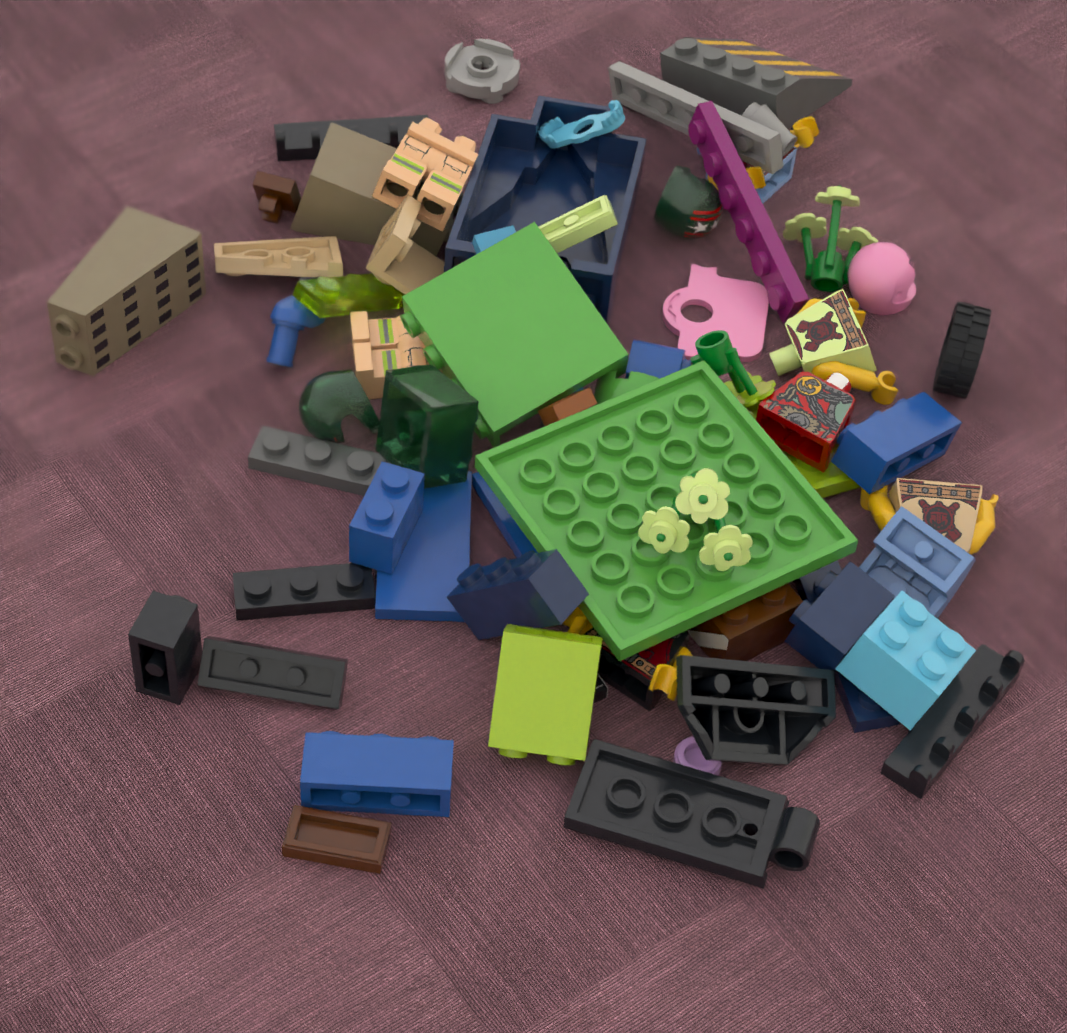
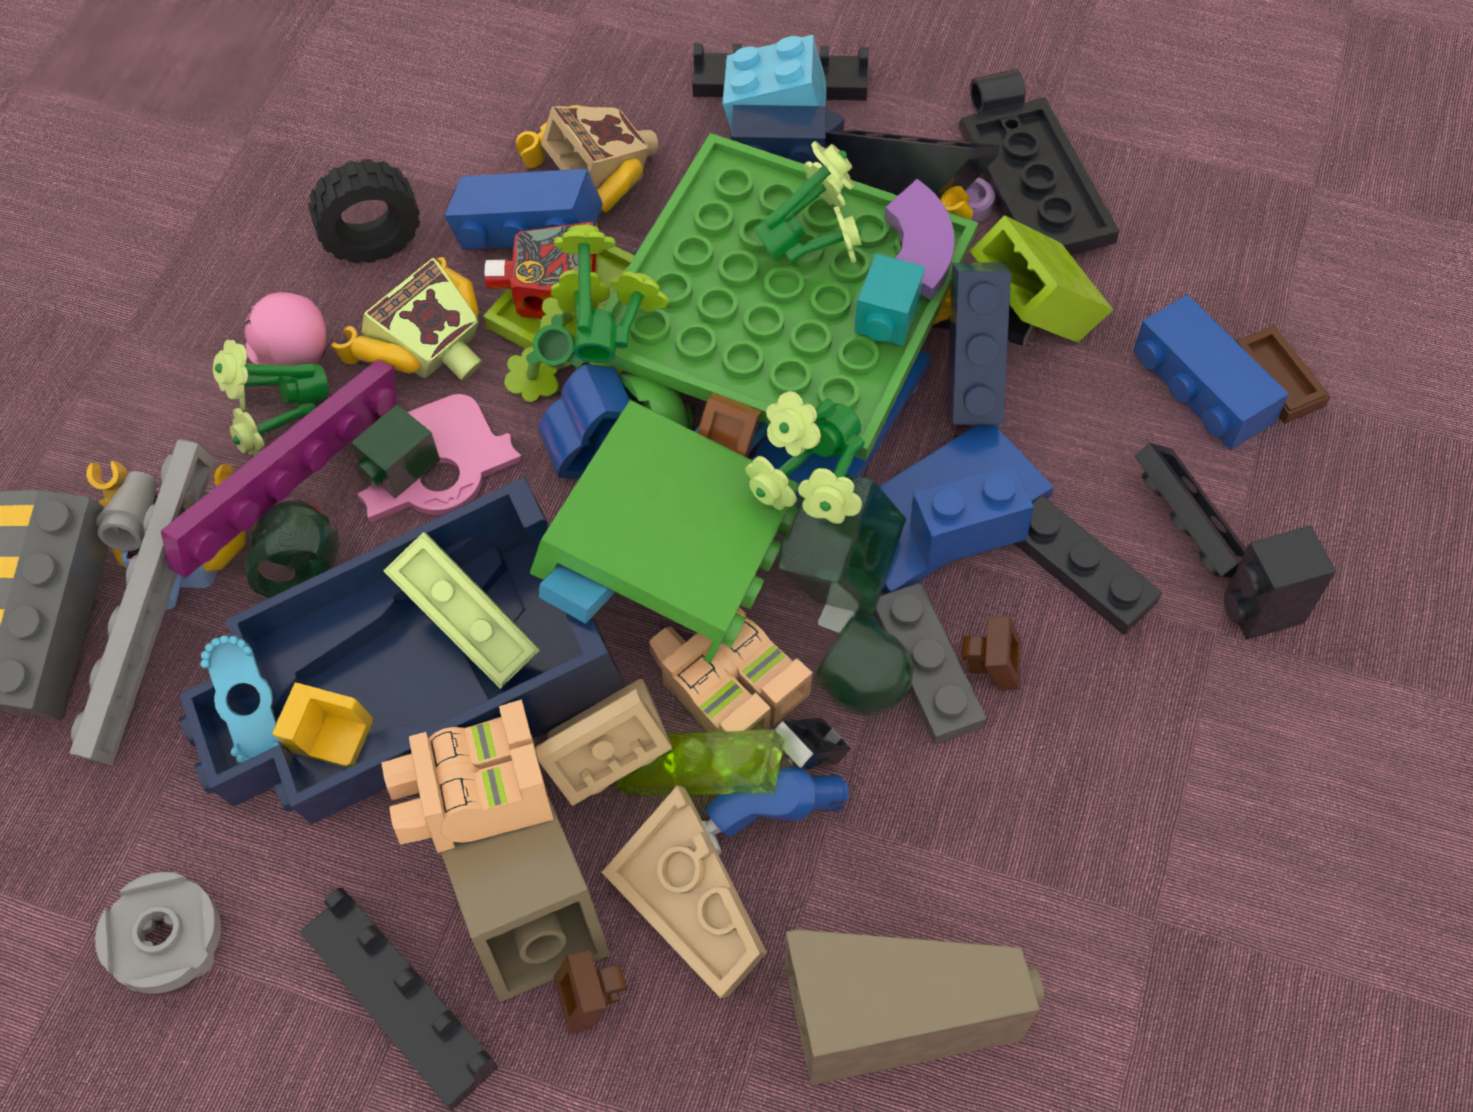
camera: 120 degrees left, 10 degrees up
(281, 487) = (996, 654): none -> reddish brown tile
(313, 348) = (811, 743): none -> black piece
(491, 377) = (806, 431): none -> yellowish green plant
(541, 157) = (323, 725): none -> yellow panel
(580, 521) = (889, 299): none -> teal brick
(631, 595) = (924, 233): none -> medium lavender tile
(691, 349) = (581, 290): none -> plant
(724, 281) = (395, 452): none -> dark green brick
(917, 561) = (665, 131): medium blue slope -> none

